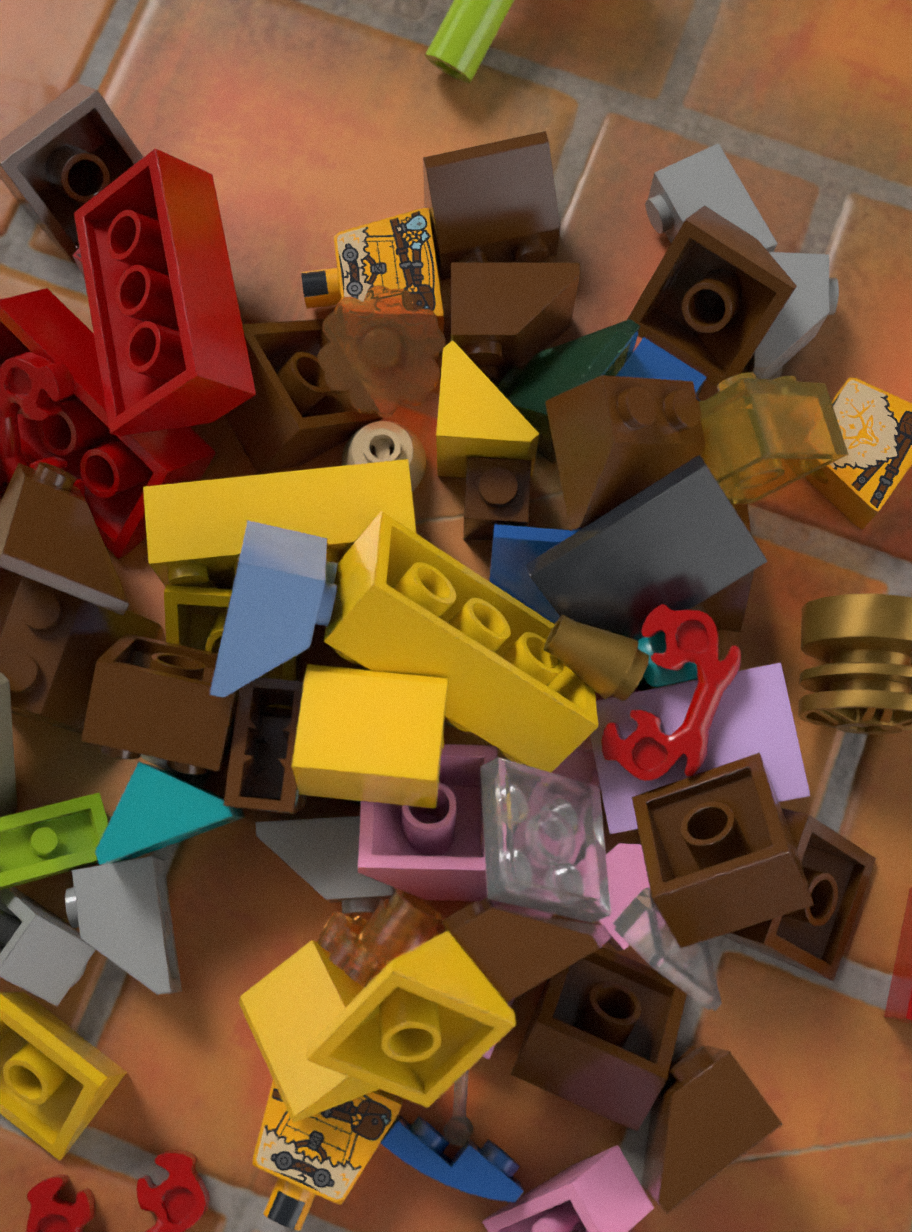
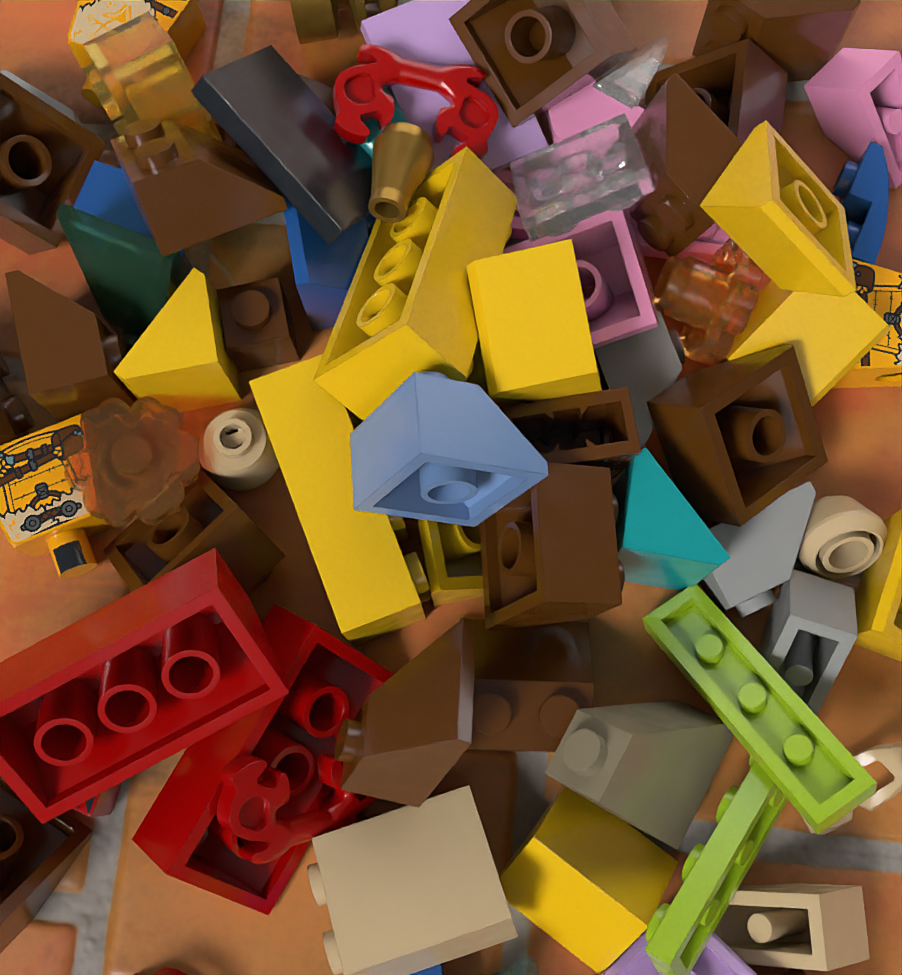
camera: 100 degrees left, 0 degrees up
(115, 1012) = (841, 538): none -> tan cone
(235, 932) = (739, 434): none -> reddish brown slope

